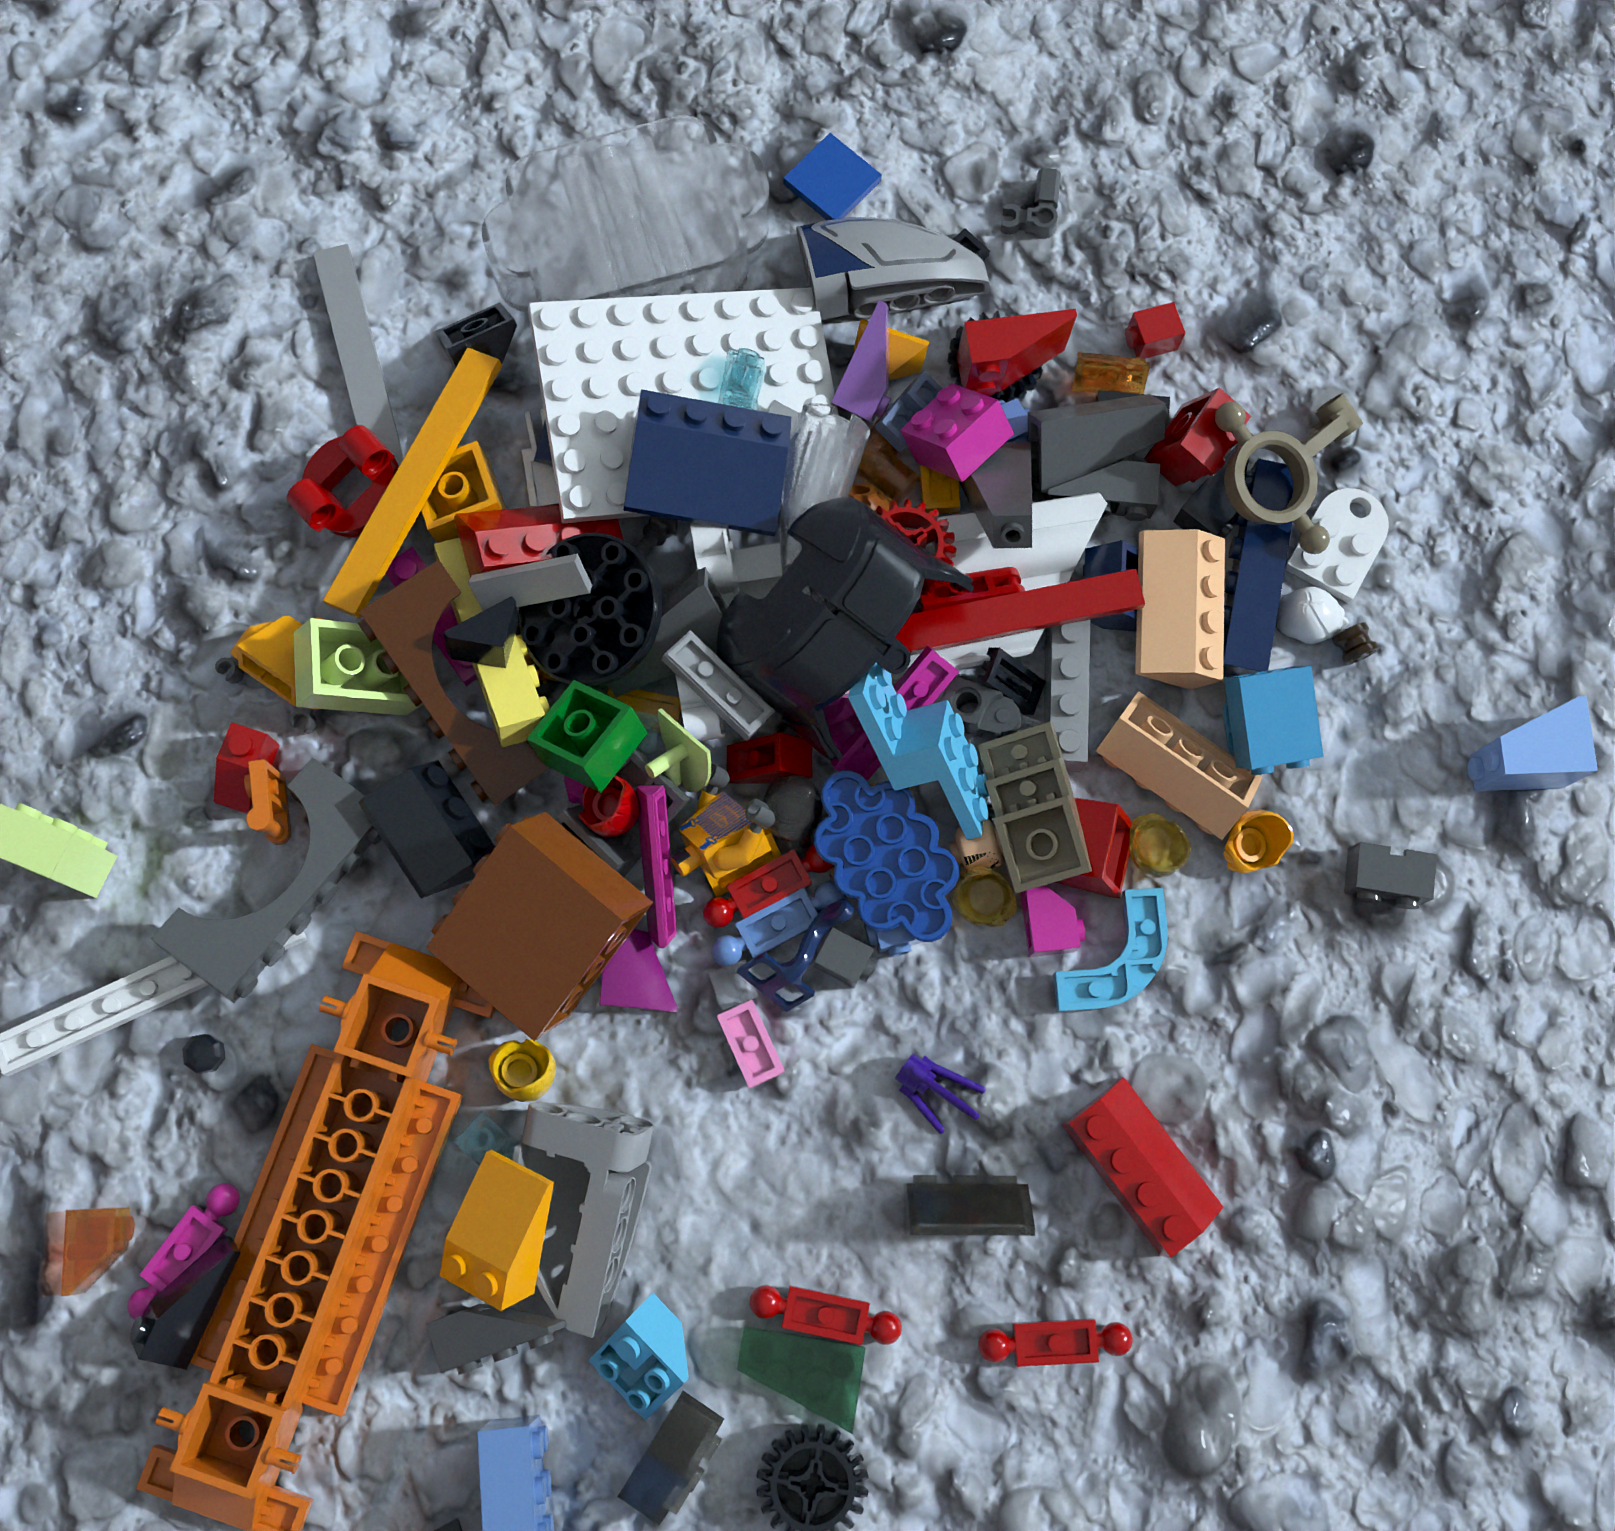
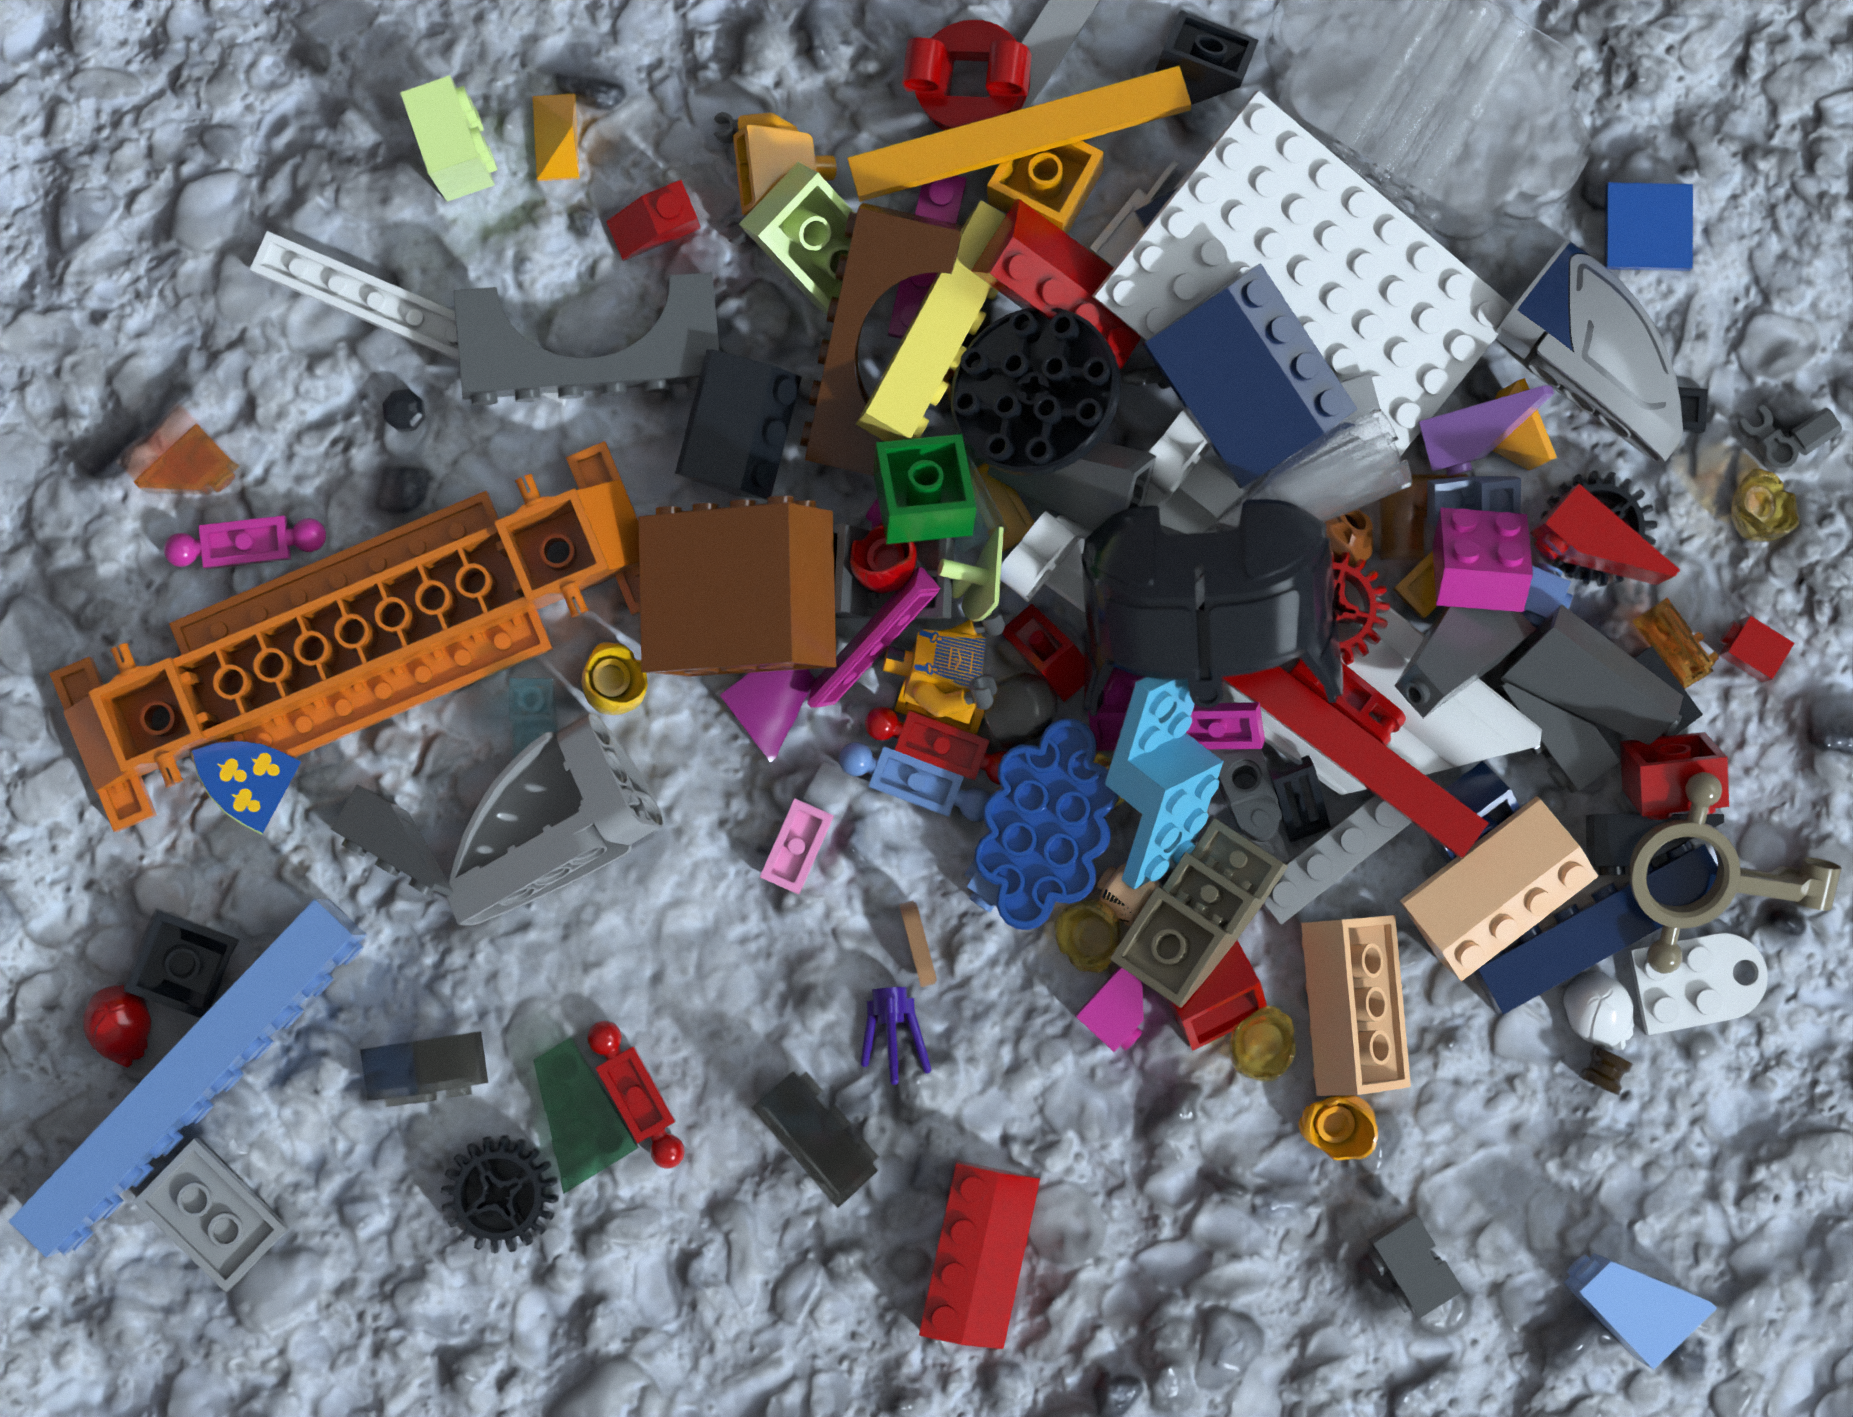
camera: 55 degrees right, 10 degrees up
(127, 786) = (556, 137): none -> light orange slope
(182, 1310) = (203, 585): black slope -> none
(269, 801) = (652, 263): orange plate -> none
(346, 1406) = (245, 779): none -> blue shield
(486, 636) = (932, 328): black slope -> none
(498, 1233) = (472, 779): light orange slope -> none
(532, 582) = (1010, 324): light grey tile -> none
(645, 1357) = (480, 978): medium azure slope -> none
(718, 685) = (1062, 559): light grey tile -> none
(742, 378) = (1358, 333): clear light blue slope -> none
(792, 971) = (961, 823): dark blue piece -> none
(845, 958) = (935, 863): dark grey brick -> none
(890, 1018) = (918, 943): none -> medium nougat tile
(1055, 1342) = (774, 1298): red plate -> none
(1070, 256) = (1763, 508): none -> clear yellow hair
(1134, 967) = (1144, 1110): medium azure plate -> none
(1272, 719) = (1462, 1052): dark azure brick -> none

